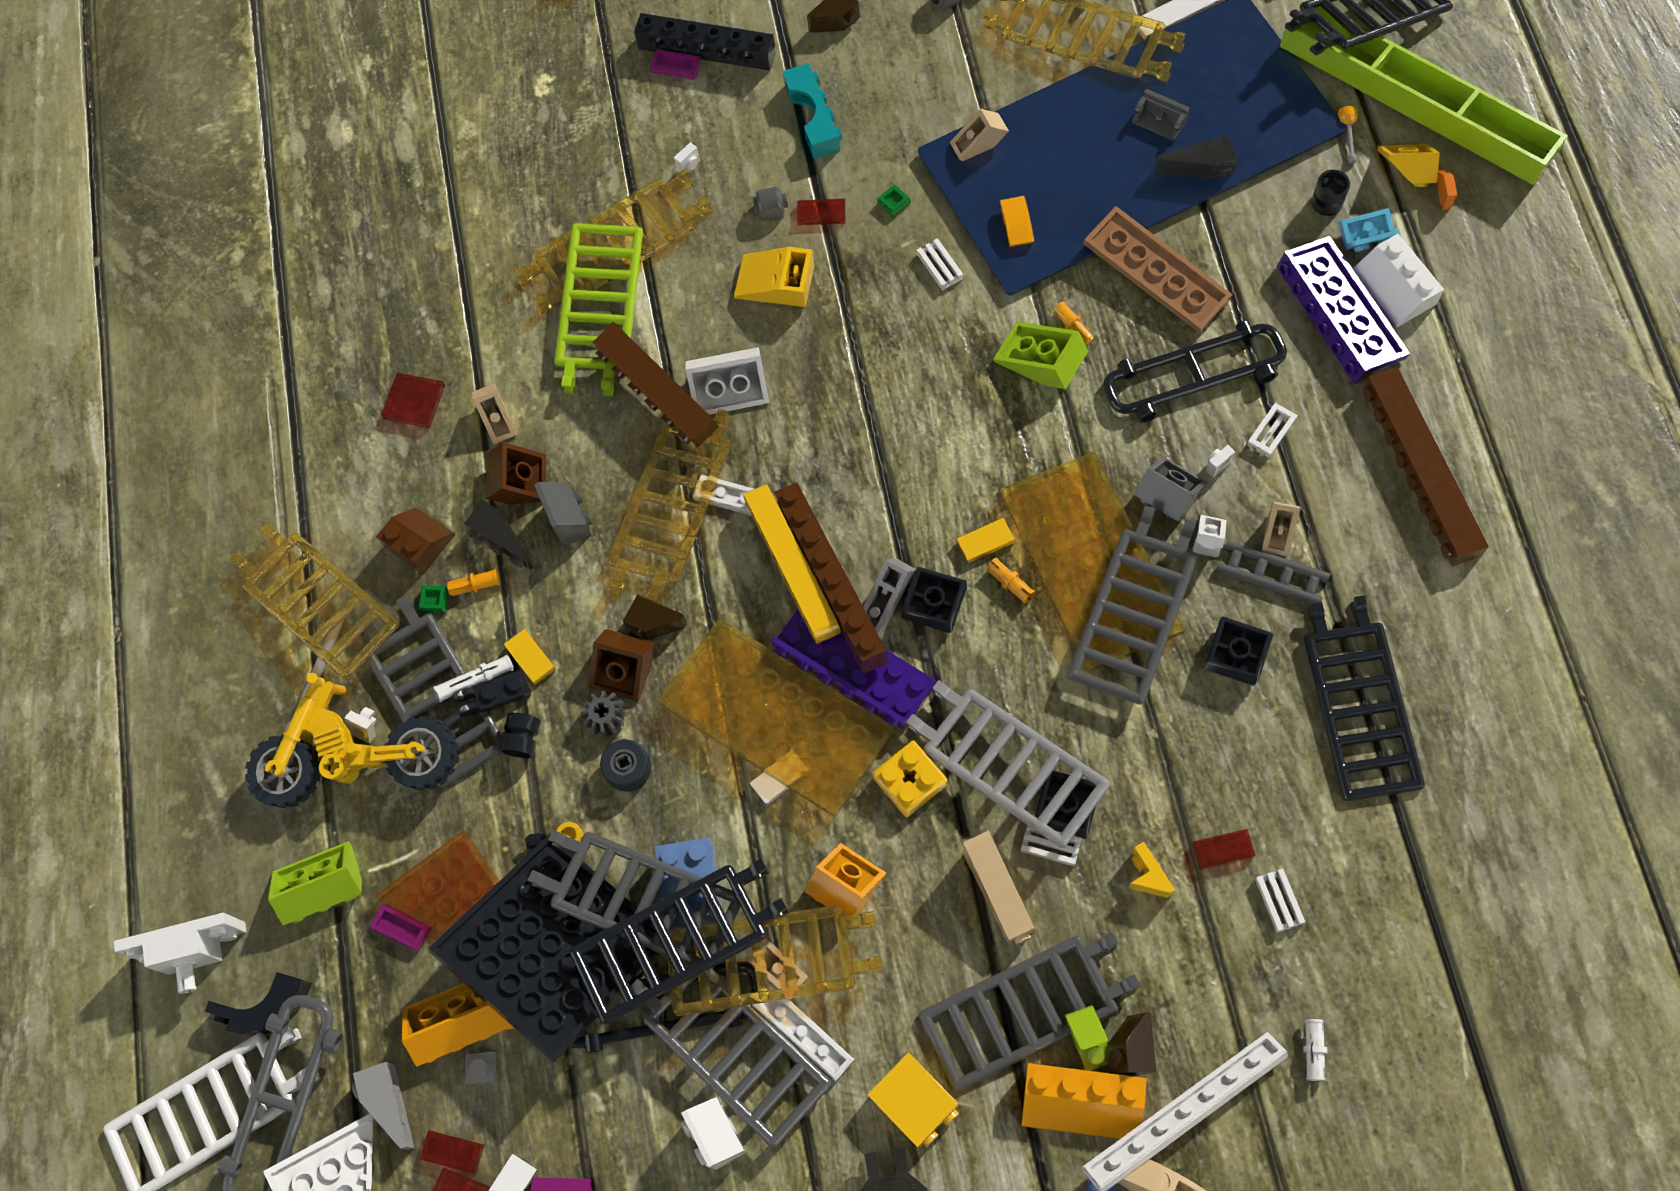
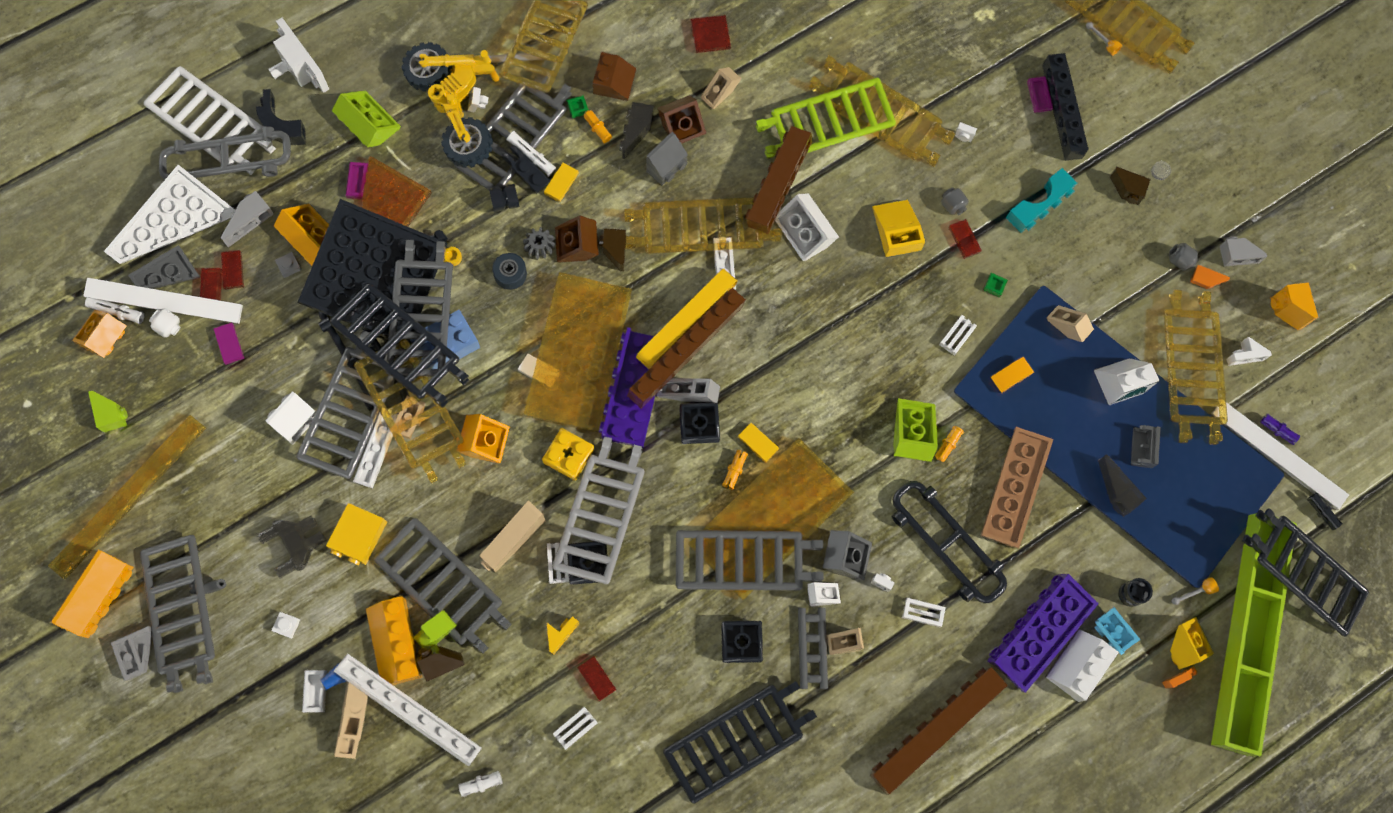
camera: 50 degrees right, 5 degrees up
(1073, 101) = (1126, 379): none -> white slope

